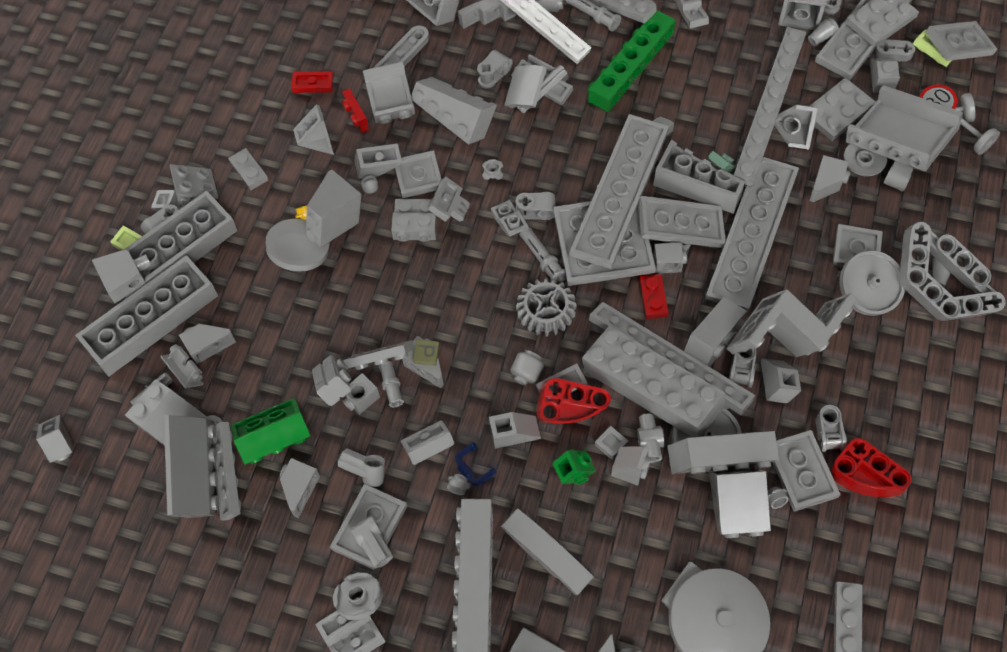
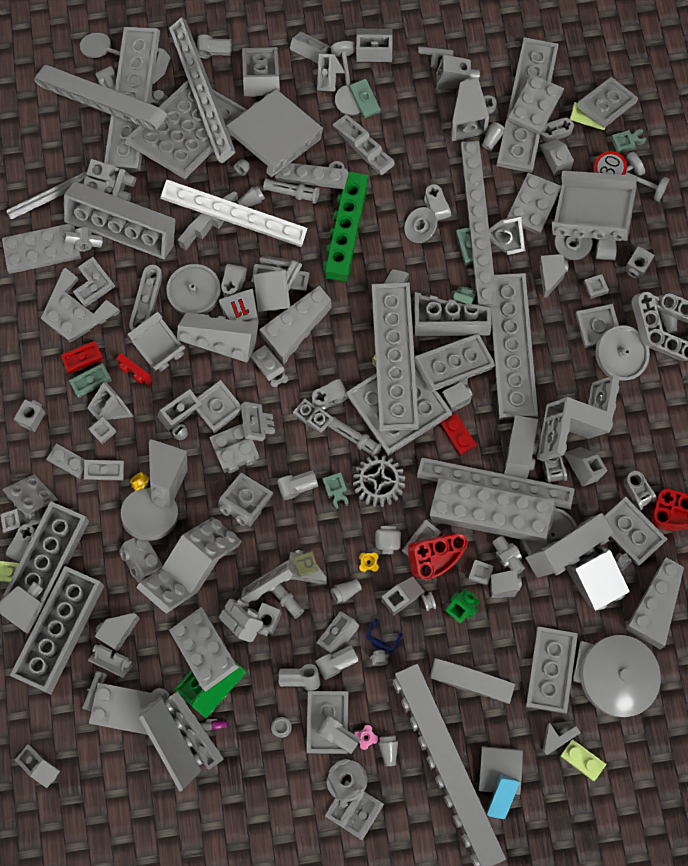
camera: 25 degrees left, 10 degrees up
(235, 113) = (32, 422): none -> light grey brick
(250, 476) = (213, 724): none -> piece
(267, 283) = (140, 558): none -> light grey bracket
(276, 188) = (104, 470): none -> light grey plate
(278, 393) = (203, 649): none -> light grey plate
(295, 153) = (102, 430): none -> light grey plate
(298, 484) = (255, 714): light grey slope -> none
(303, 104) = (90, 380): none -> sand green plate
(307, 304) = (189, 564): none -> light grey bracket
(318, 510) = (281, 727): none -> light grey plate
(320, 43) = (69, 316): none -> light grey wing
(359, 27) = (97, 283): none -> light grey plate
(398, 269) = (244, 500): none -> light grey plate
(403, 468) = (332, 663): none -> light grey piece
(407, 565) = (367, 731): none -> bright pink plate
(419, 584) = (388, 748): none -> light grey cone
(452, 62) = (193, 289): none -> light grey piece
(454, 276) = (292, 486): none -> light grey piece
(455, 400) = (344, 591): none -> light grey cone
(488, 152) = (267, 363): none -> light grey plate
(491, 90) = (240, 306): none -> light grey torso
(494, 376) = (368, 557): none -> yellow plate
(497, 295) = (335, 488): none -> sand green plate
(536, 126) = (295, 323): none -> light grey wedge
(539, 448) = (428, 601): none -> light grey bush
(642, 580) = (551, 670): none -> light grey plate
(708, 84) = (415, 223): none -> light grey dish
(734, 71) = (436, 202): none -> light grey piece
(747, 117) = (464, 241): none -> sand green plate
(792, 564) = (656, 608): none -> light grey wedge
(871, 209) = (596, 286): none -> light grey plate
(935, 197) = (640, 256): none -> light grey brick
(966, 84) = (625, 141): none -> sand green plate

